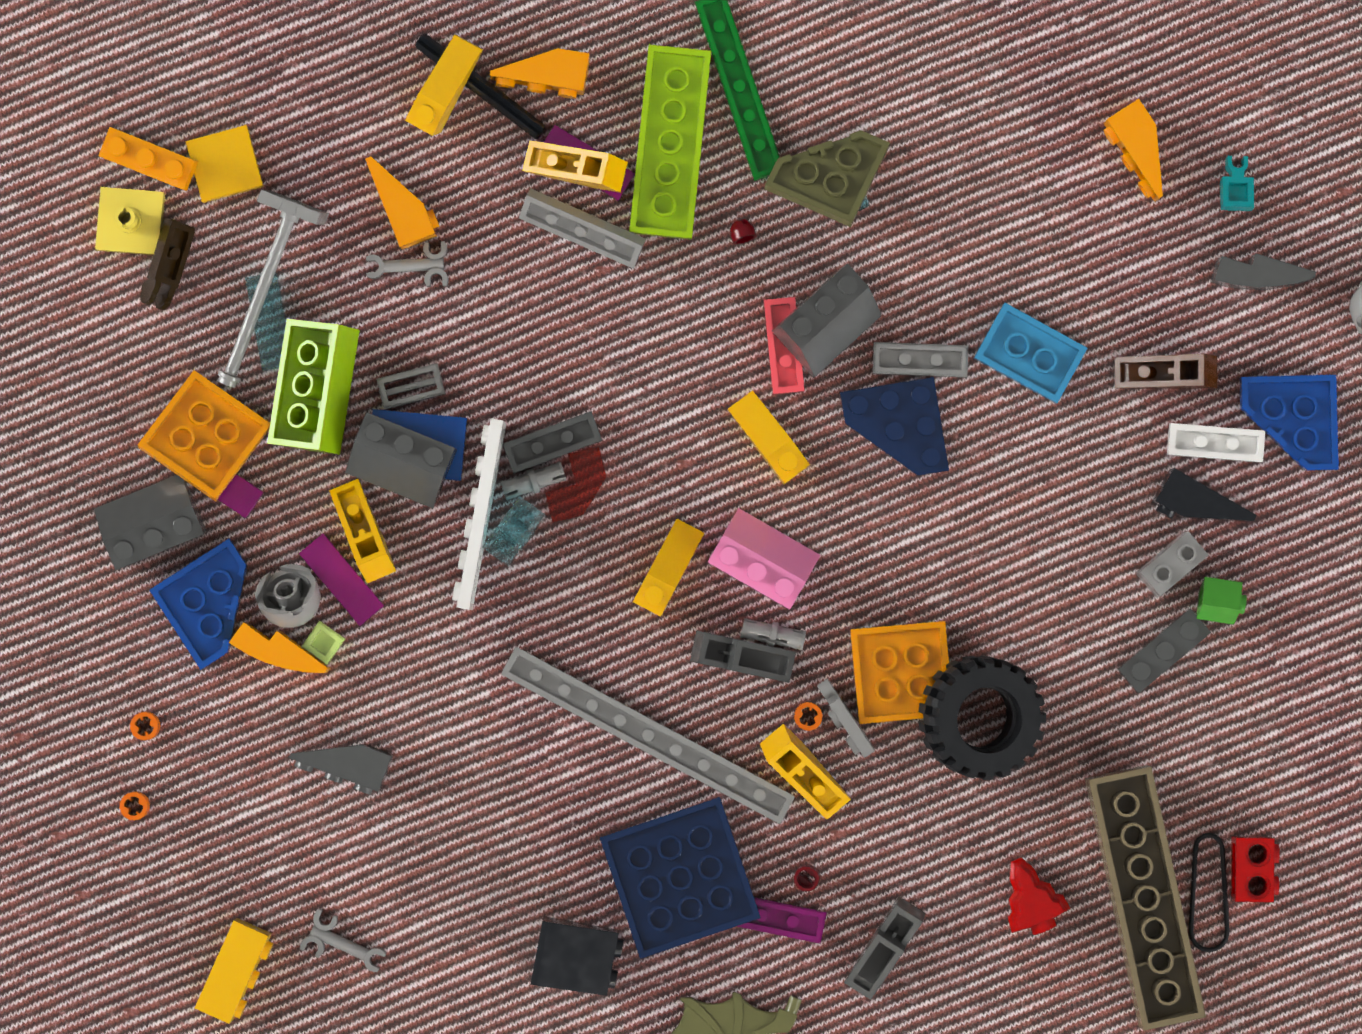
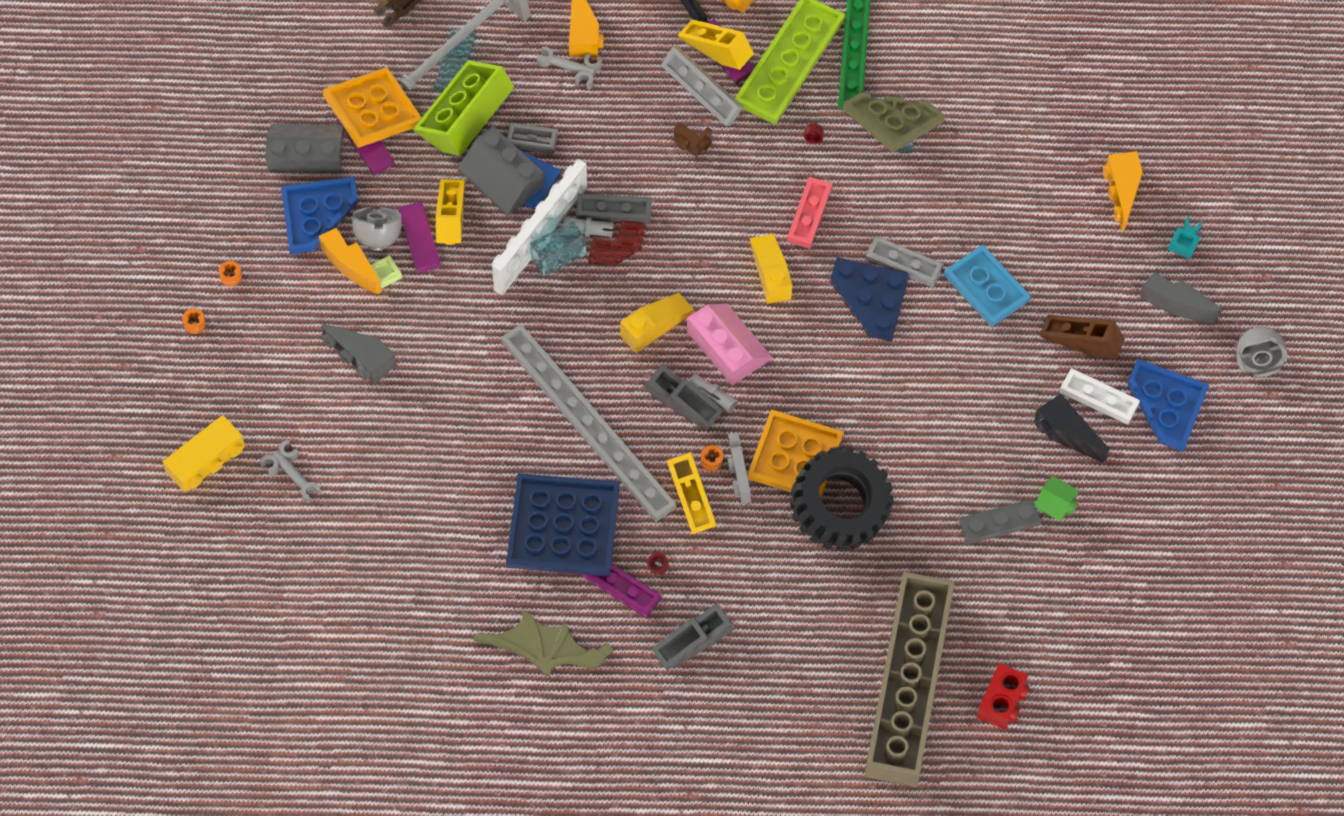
camera: 25 degrees right, 25 degrees down
(576, 956) = (457, 542): black slope -> none
(597, 312) = (690, 141): none -> reddish brown bracket
(829, 320) = (849, 203): dark grey slope -> none
(1033, 900) = (822, 652): red rock -> none
(1172, 563) = (1031, 460): light grey brick -> none
(1193, 890) = (973, 709): black piece -> none

